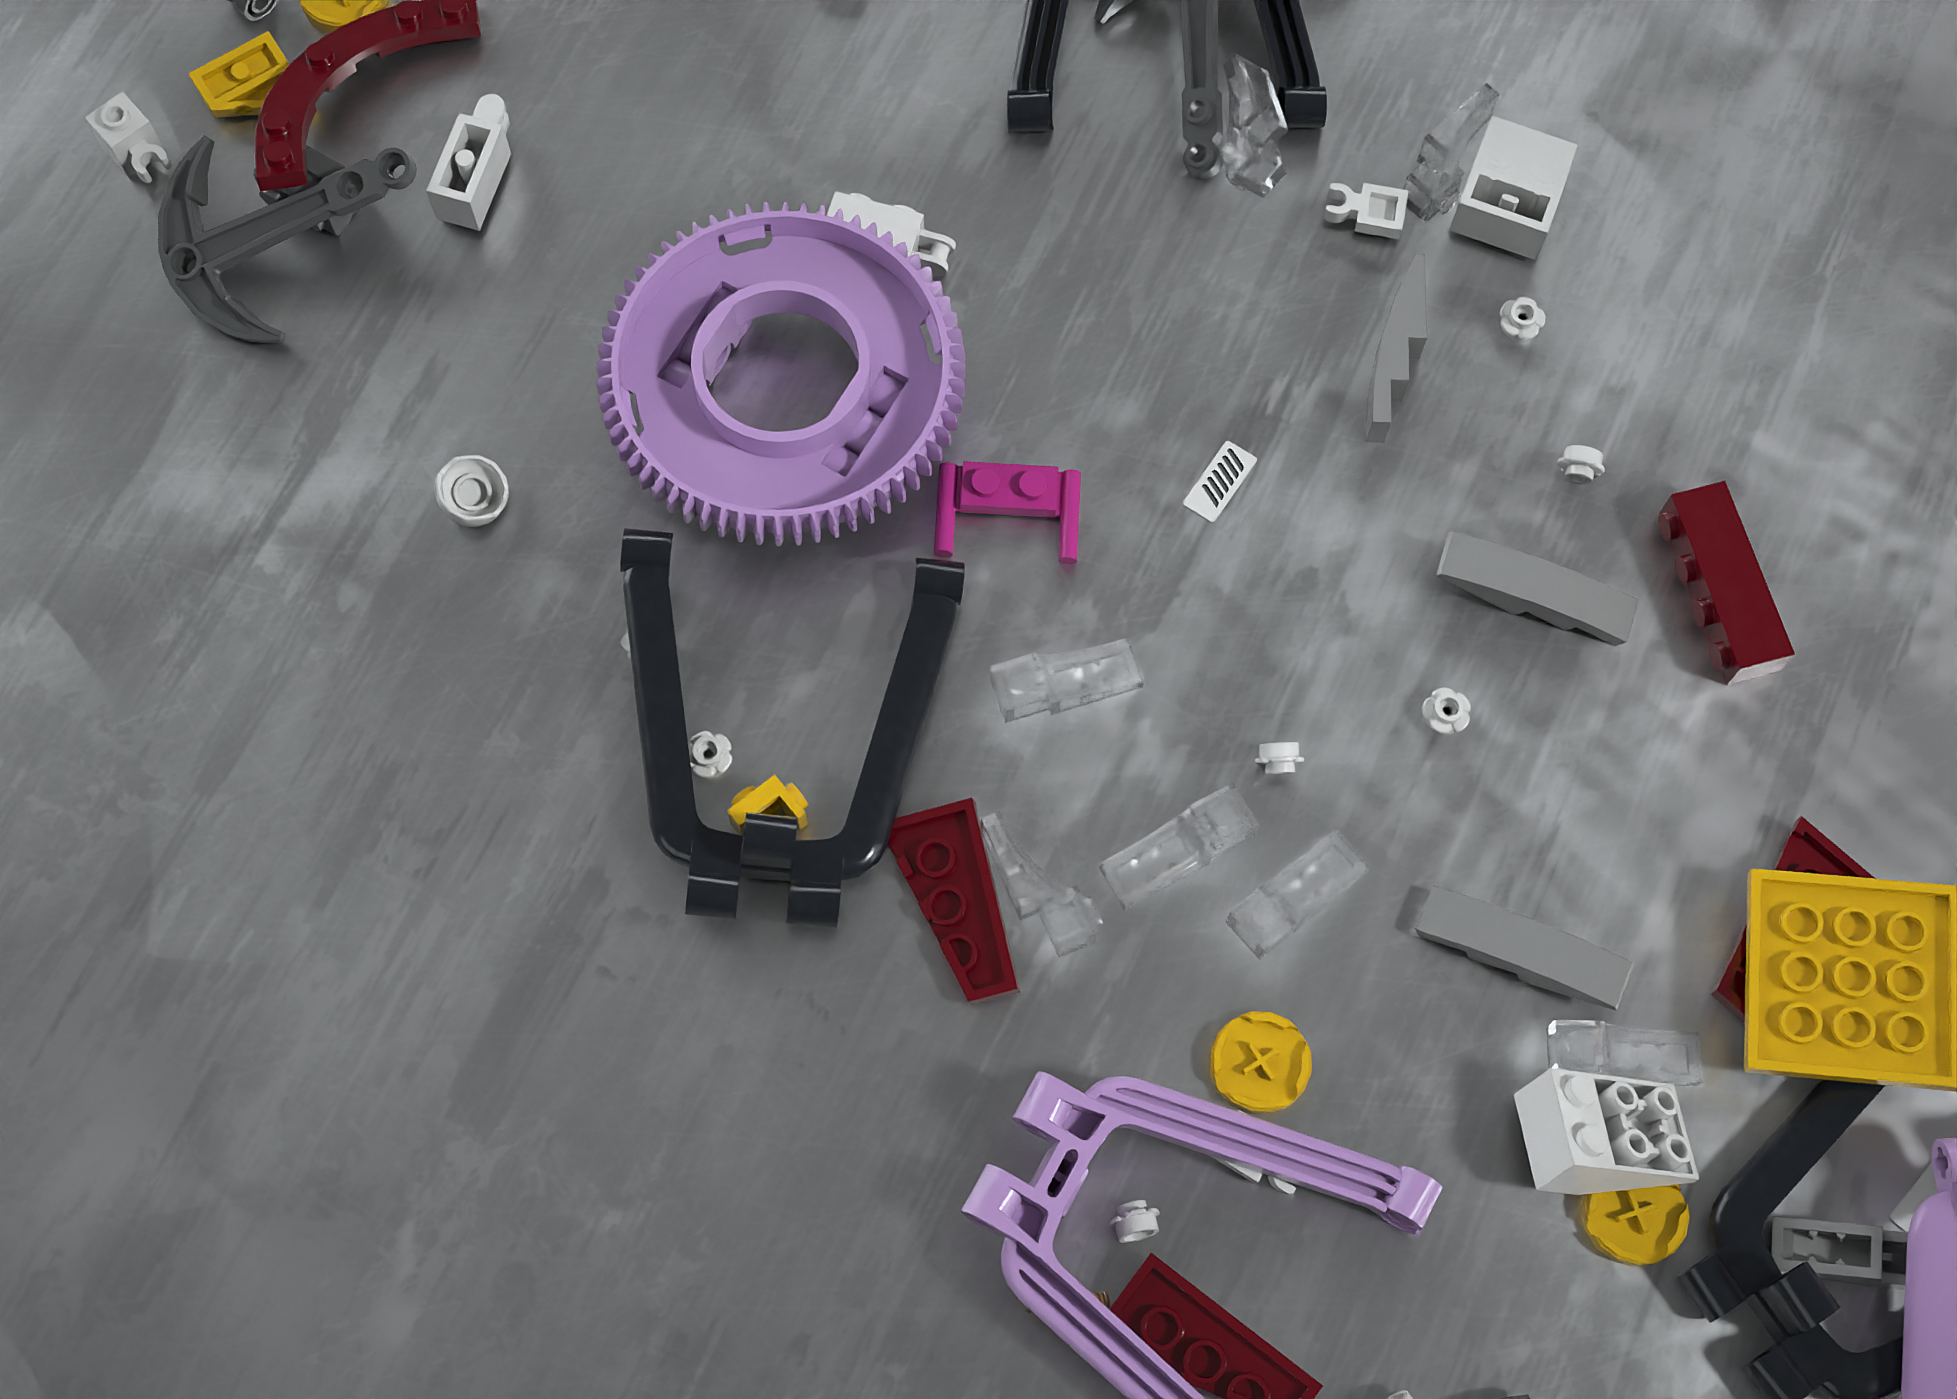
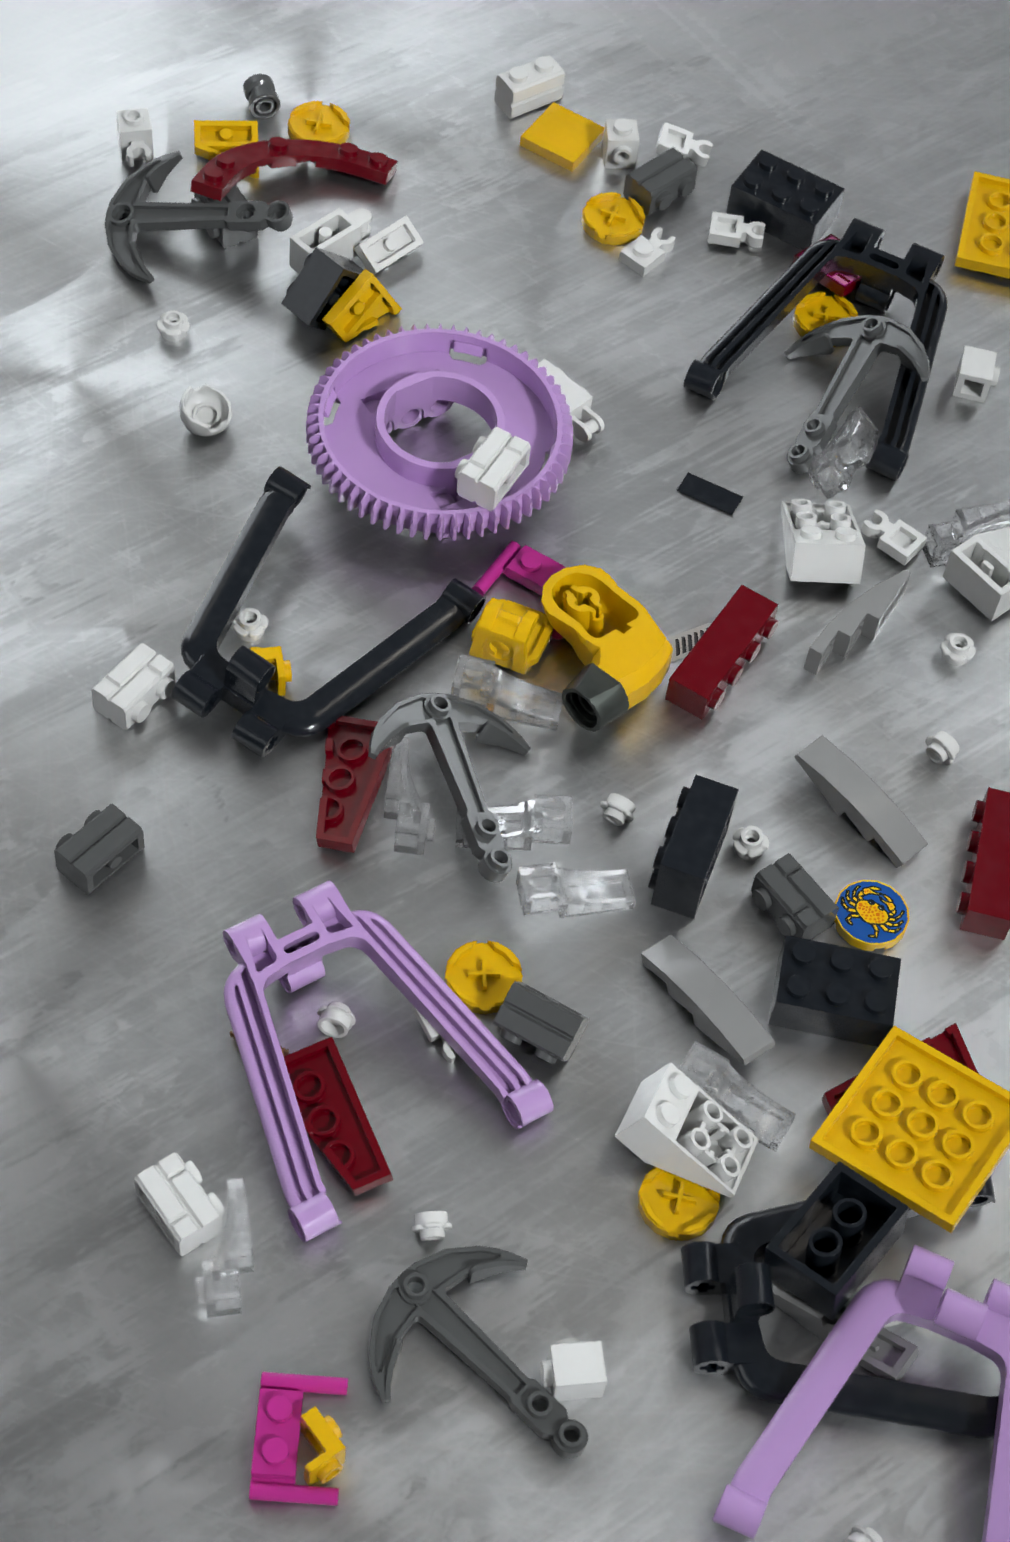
camera: 25 degrees right, 15 degrees down
(349, 396) = (173, 325): none -> white plate
(508, 233) = (320, 286): none -> black brick
(542, 125) = (389, 245): none -> white plate
(565, 239) = (360, 307): none -> yellow wing
(631, 924) = (134, 687): none -> white brick
(728, 1166) = (98, 848): none -> dark grey brick
(892, 402) = (492, 468): none -> white brick
(1021, 594) = (510, 635): none -> yellow piece
(1054, 798) = (442, 720): none -> dark grey piece
(1123, 263) = (710, 493): none -> black sticker
(1148, 541) = (613, 639): none -> yellow piece
(1273, 478) = (722, 652): none -> dark red brick
(1293, 261) = (822, 542): none -> white slope
(1367, 1091) = (540, 1022): none -> dark grey brick
(1401, 764) = (692, 845): none -> black brick
(1540, 762) = (793, 899): none -> dark grey brick
(1628, 727) = (871, 915): none -> tile
(1653, 854) = (835, 991): none -> black brick
(1855, 1184) = (835, 1240): none -> black brick

